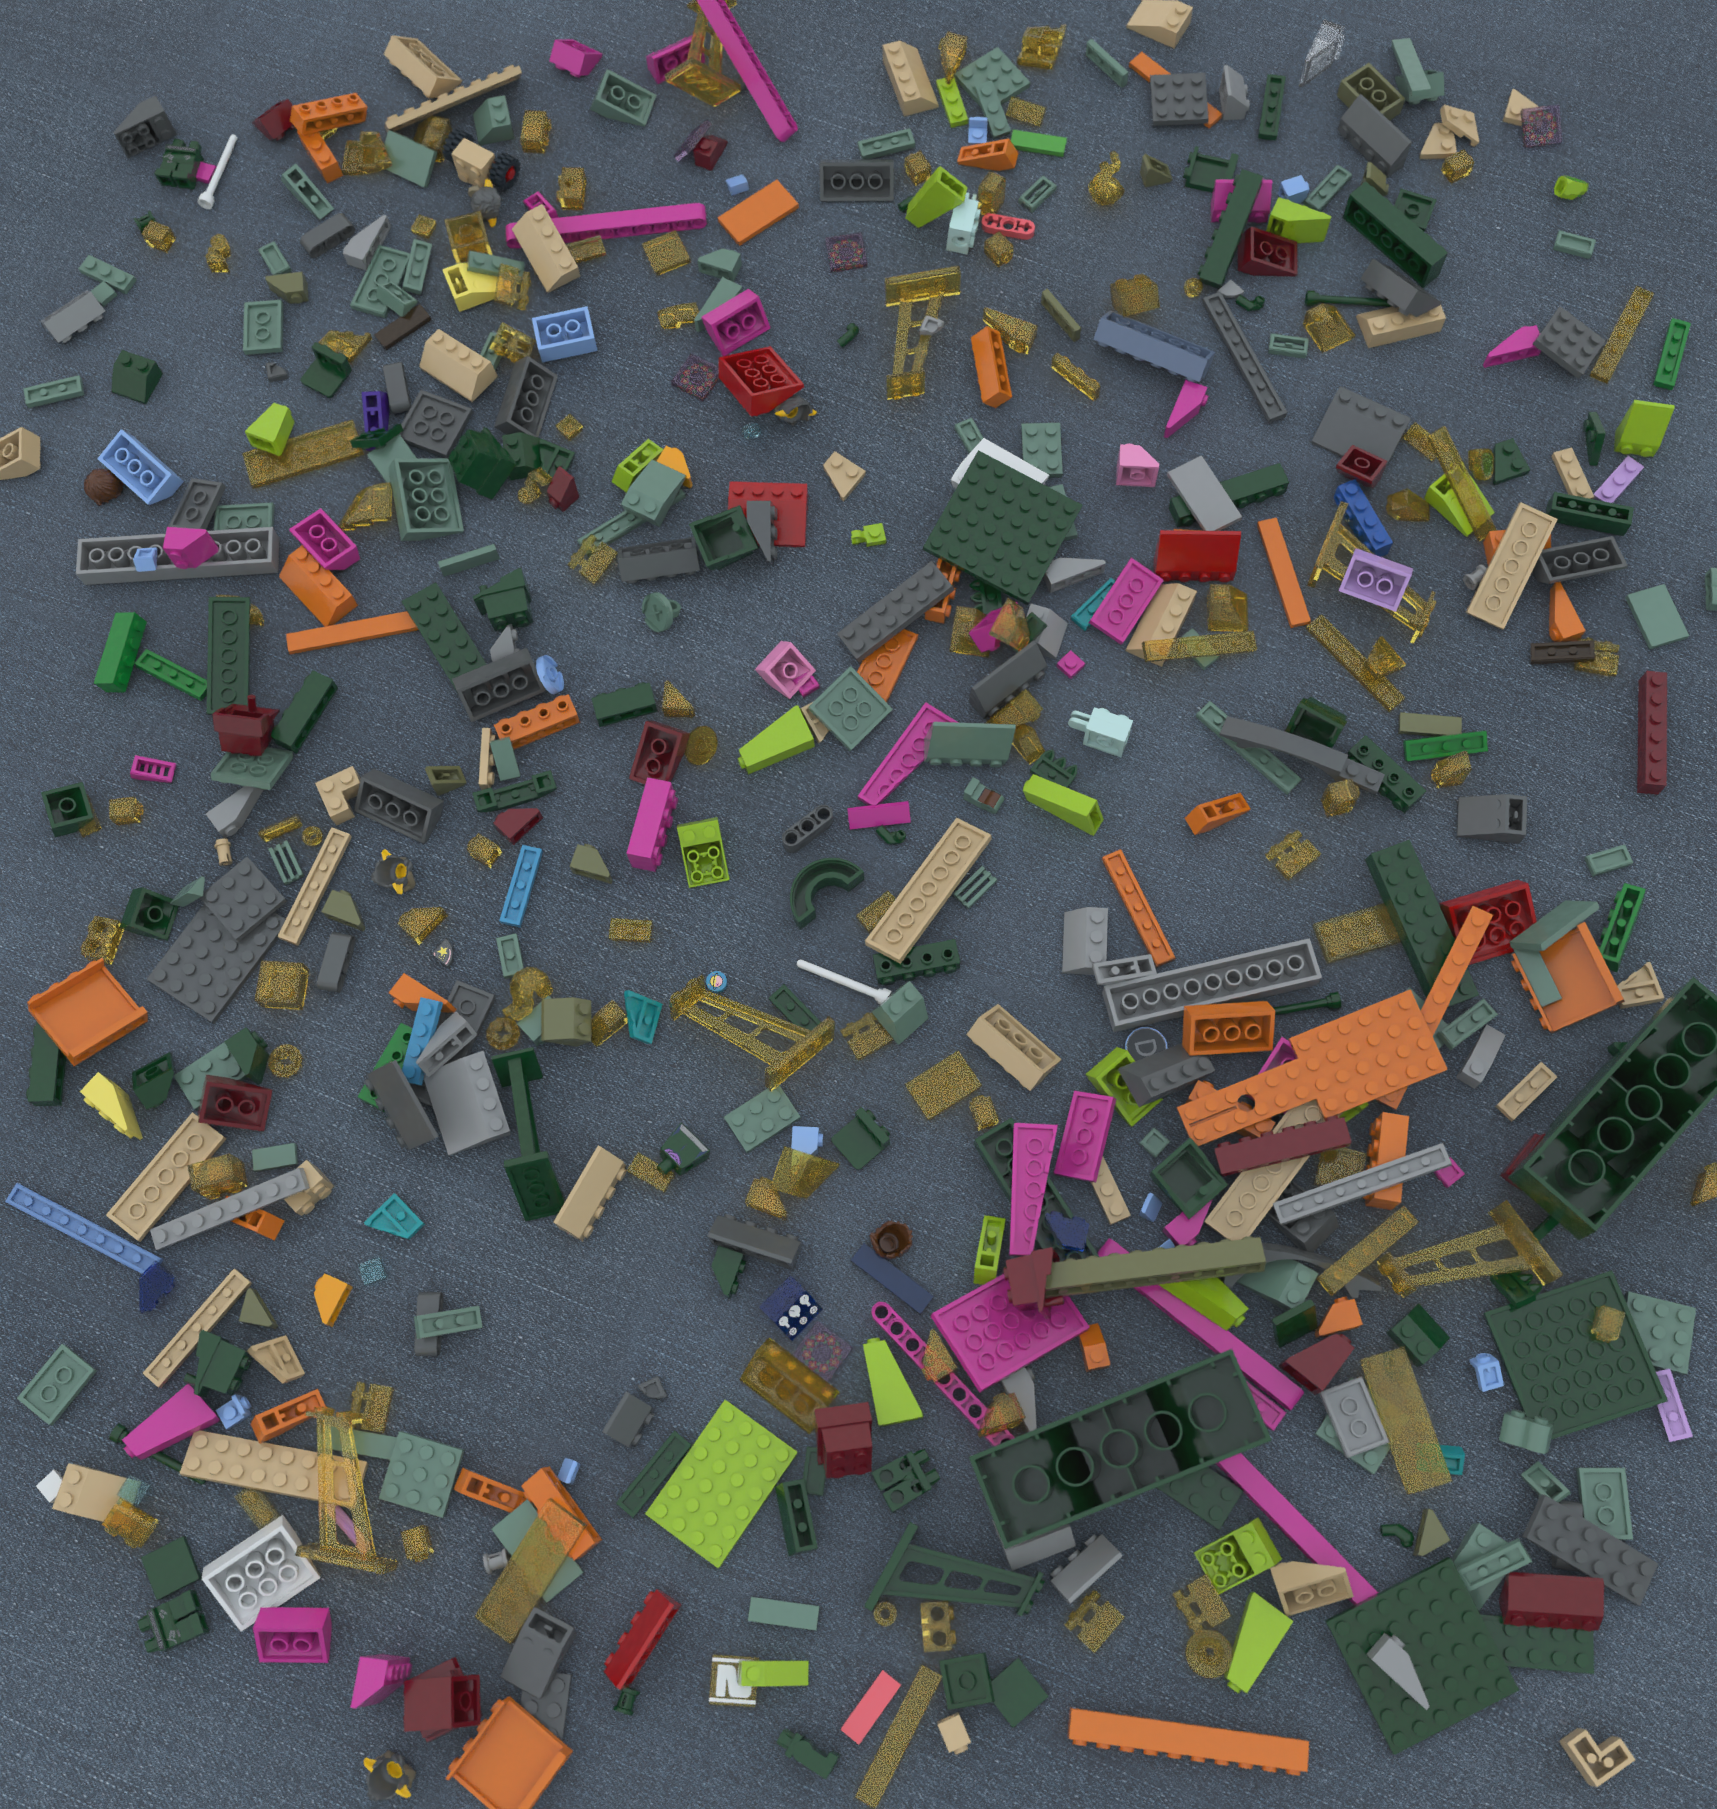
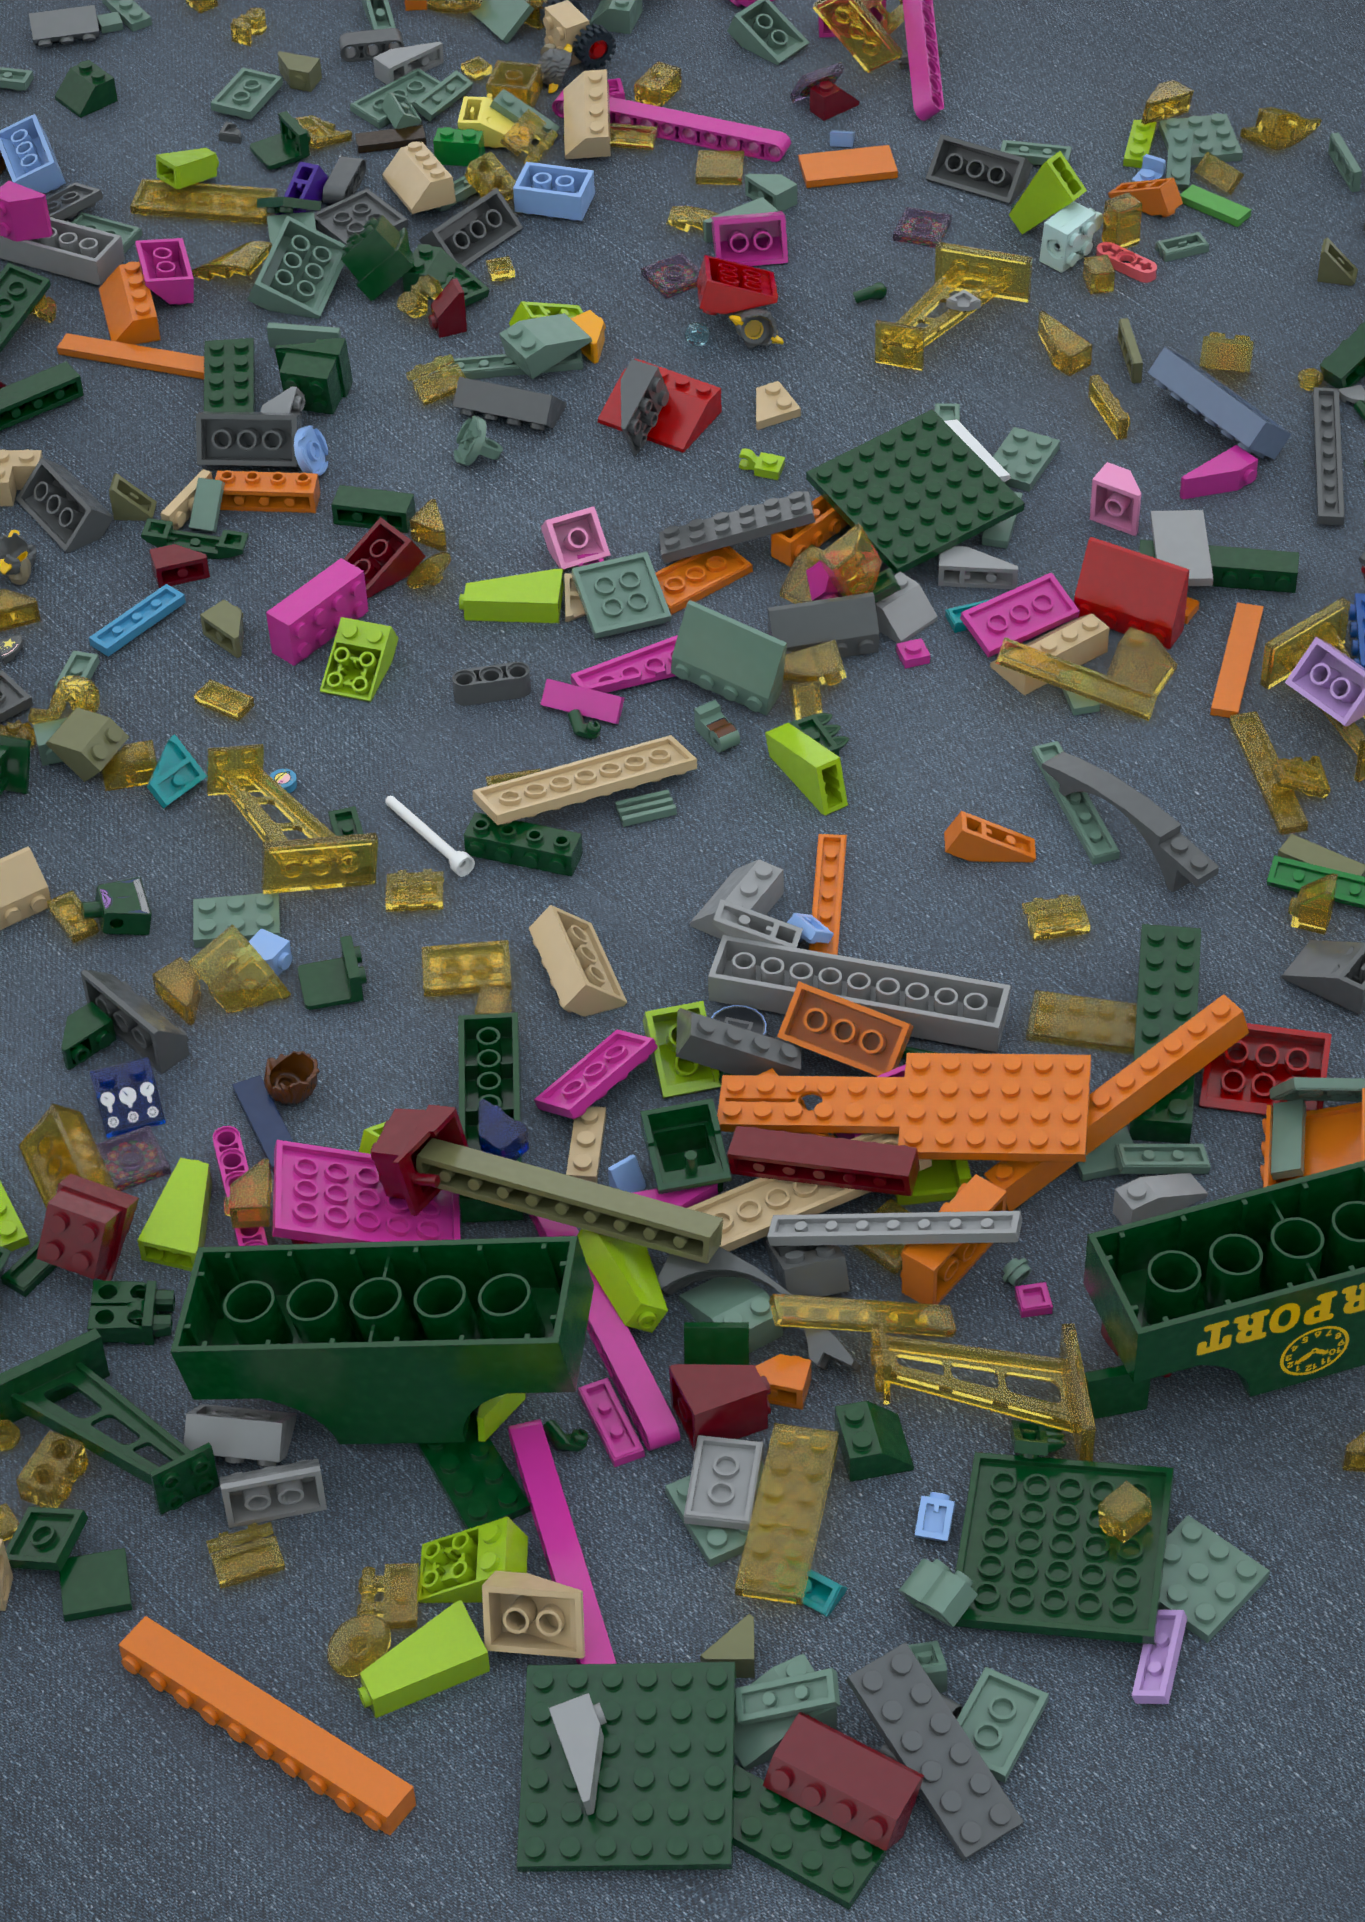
camera: 25 degrees right, 25 degrees down
(274, 259) = (303, 44): sand green tile -> none
(464, 317) = (458, 146): none -> green brick
(483, 850) = (122, 575): clear yellow brick -> none
(535, 131) = (653, 30): clear yellow brick -> none
(724, 538) = (586, 399): dark green piece -> none
(817, 876) = (464, 725): dark green brick -> none
(902, 1012) = (467, 874): sand green slope -> none
(908, 78) = (1103, 108): tan slope -> none
(991, 367) = (1012, 365): orange brick -> none
(1030, 1169) = (499, 1062): dark pink wing -> none
(1103, 730) = (904, 715): light aqua brick -> none
(1105, 188) = (1262, 254): clear yellow hair -> none
(1149, 945) = (813, 930): none -> light blue bracket
(1317, 722) = (1166, 786): dark green piece -> none
(1340, 797) = (1150, 876): clear yellow brick -> none
(1396, 783) = (1232, 888): dark green brick -> none
(1406, 1536) = (695, 1632): dark green arm -> none

